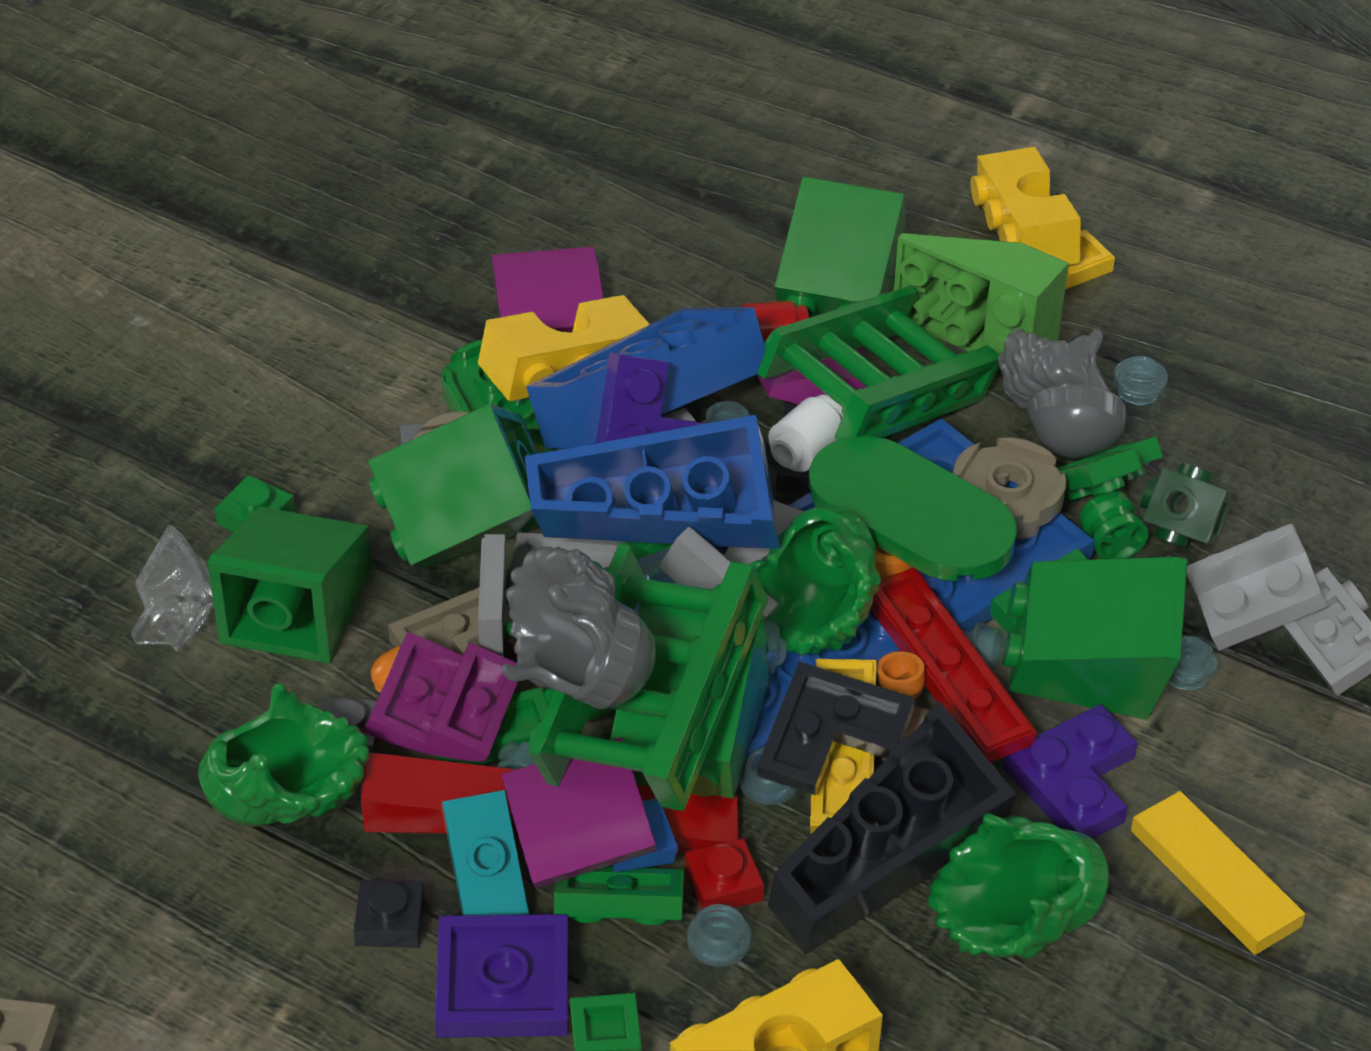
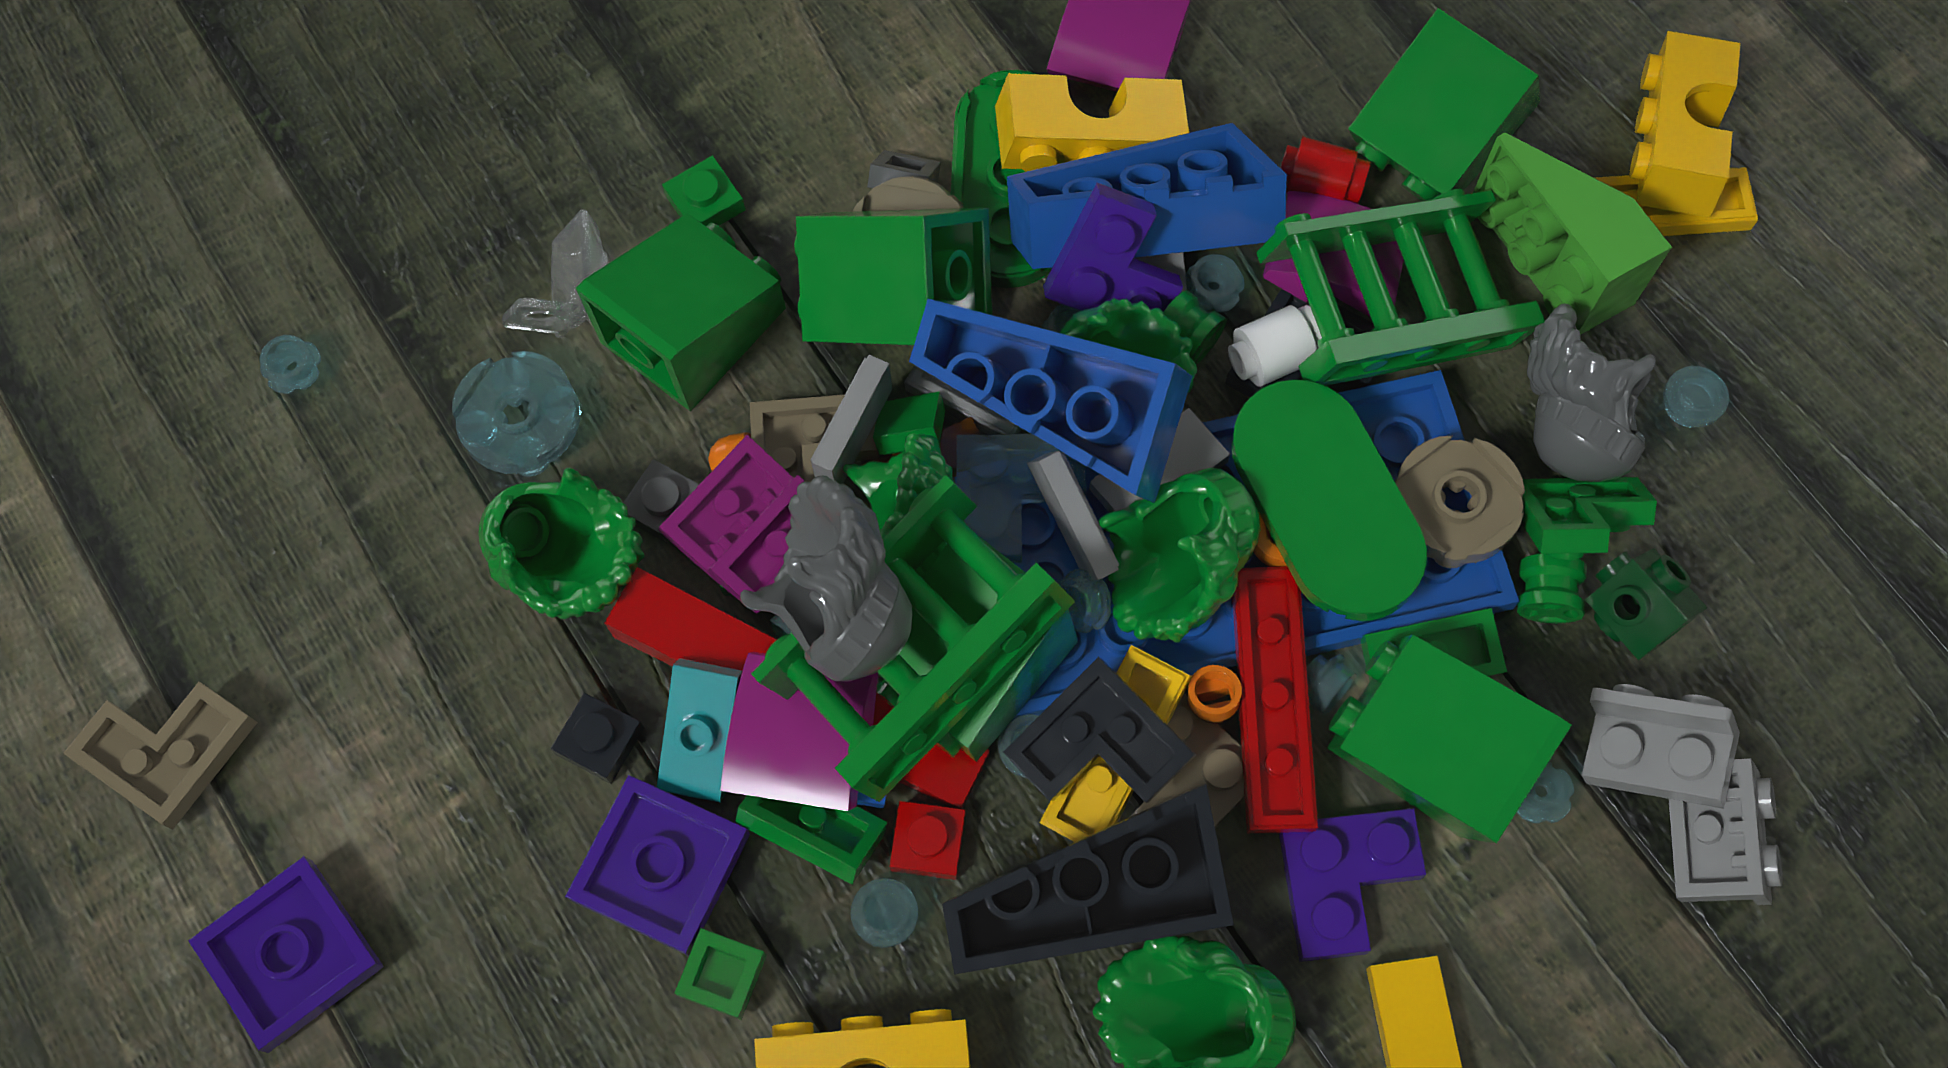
camera: 30 degrees right, 25 degrees up
(181, 734) = (527, 444): none -> clear light blue plate

